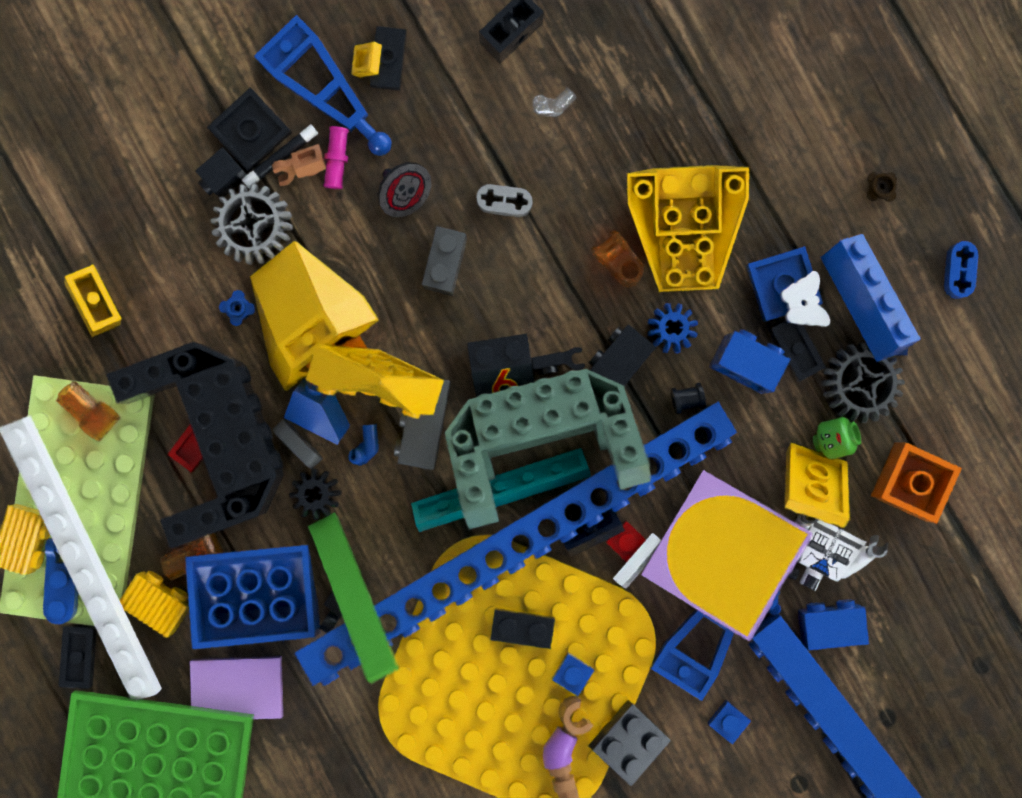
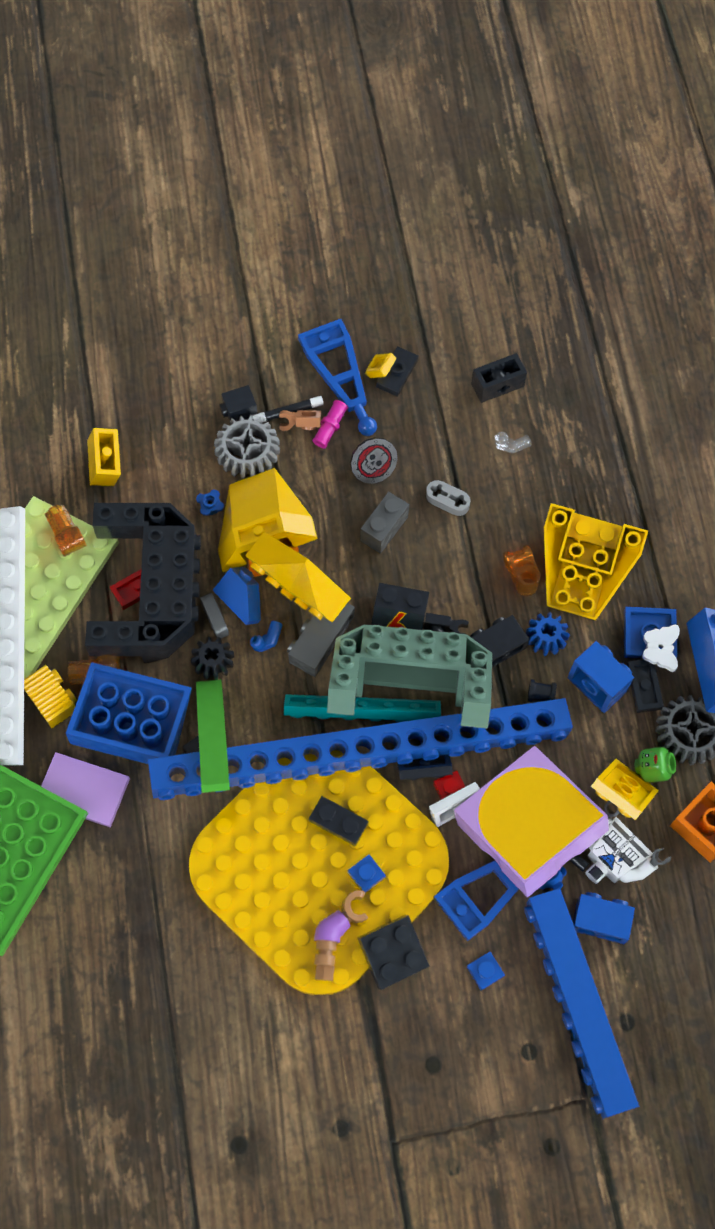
camera: 20 degrees right, 20 degrees down
(249, 129) = (273, 384): black tile -> none

